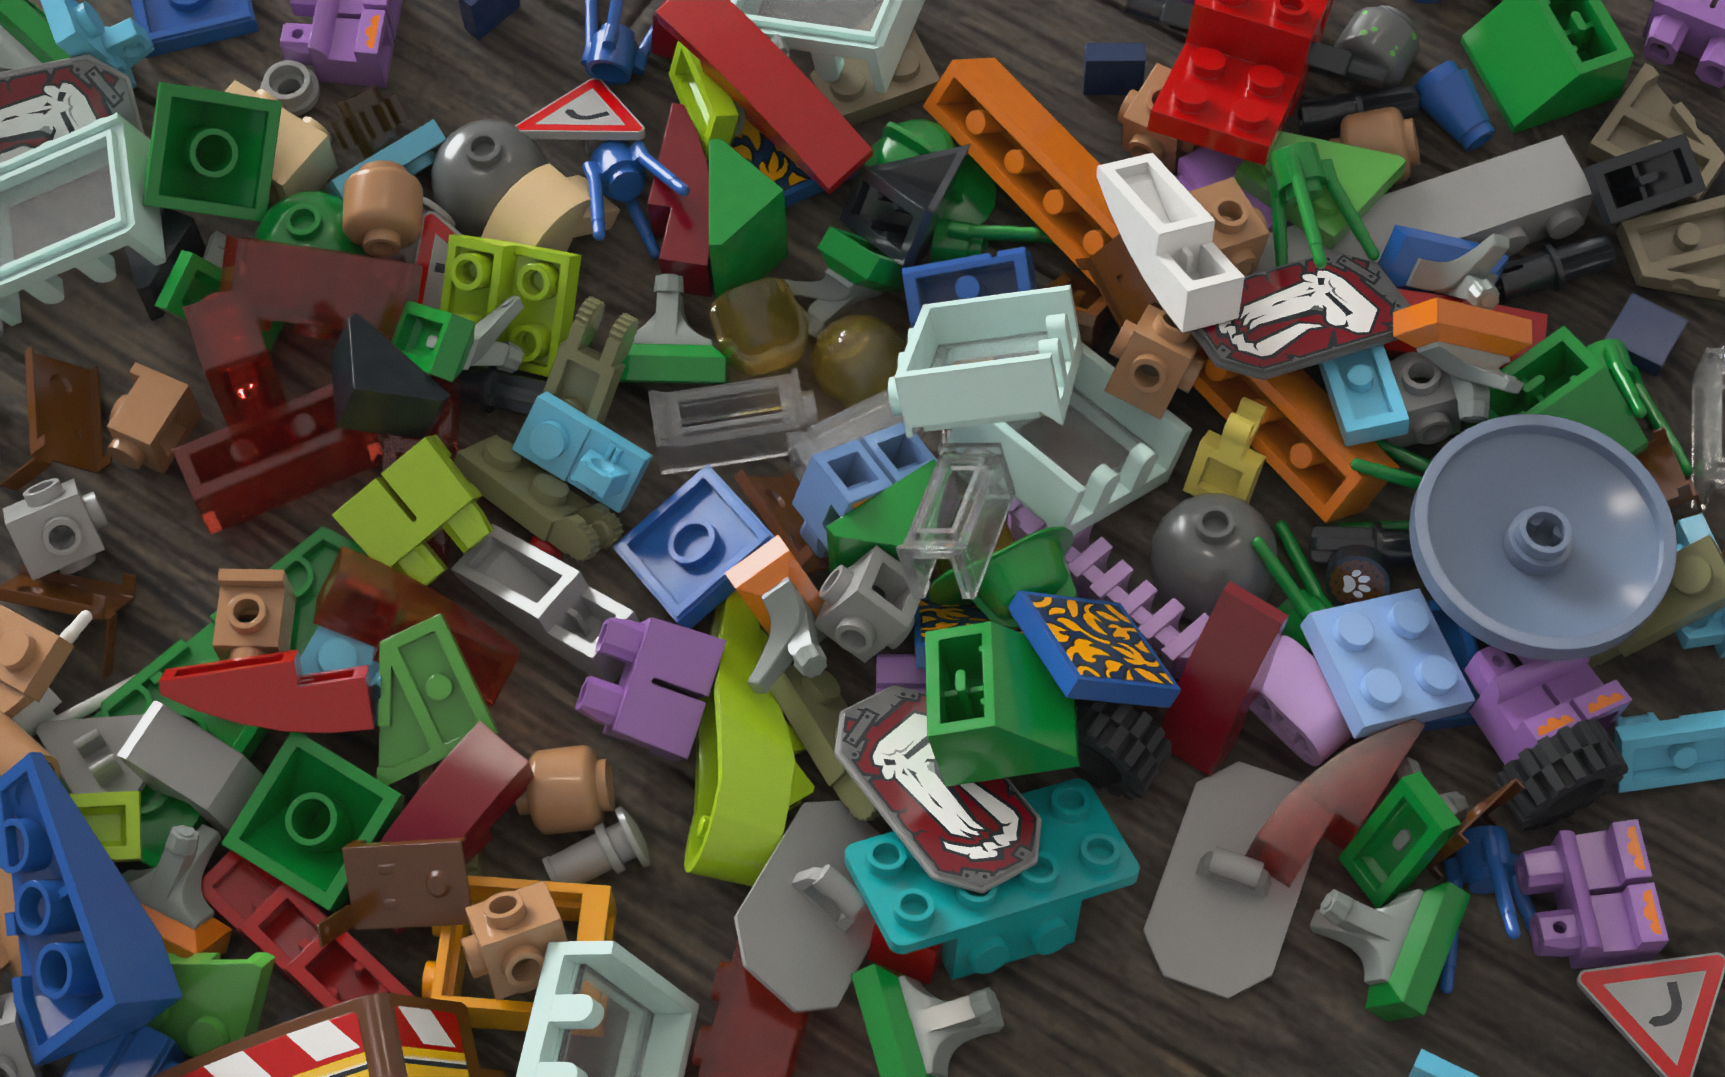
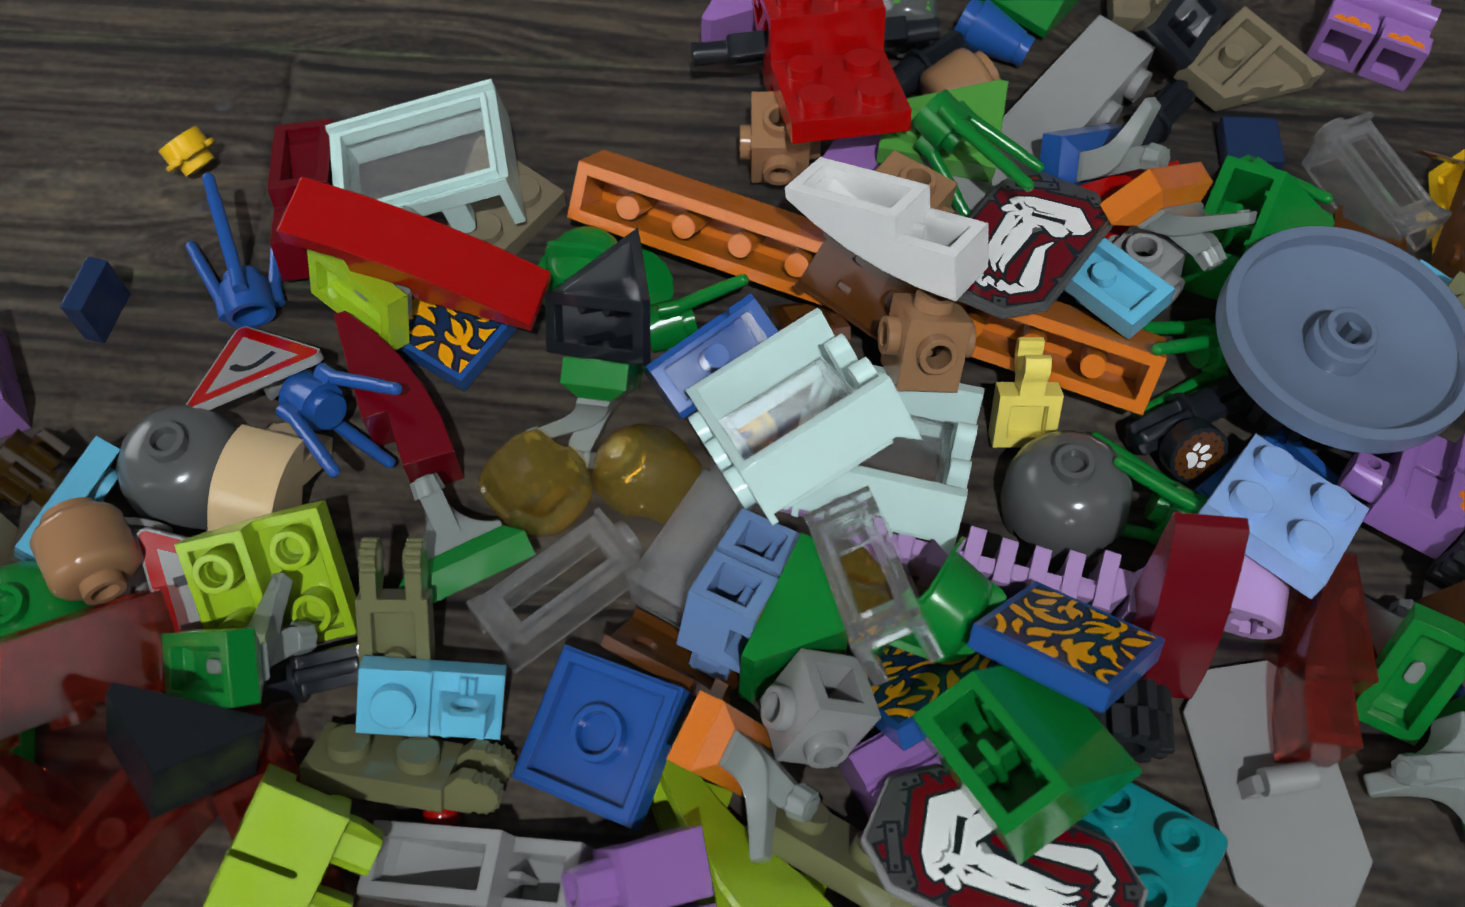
camera: 35 degrees left, 0 degrees up
(744, 220) = (467, 388): green slope -> none
(1113, 68) = (707, 117): dark blue tile -> none

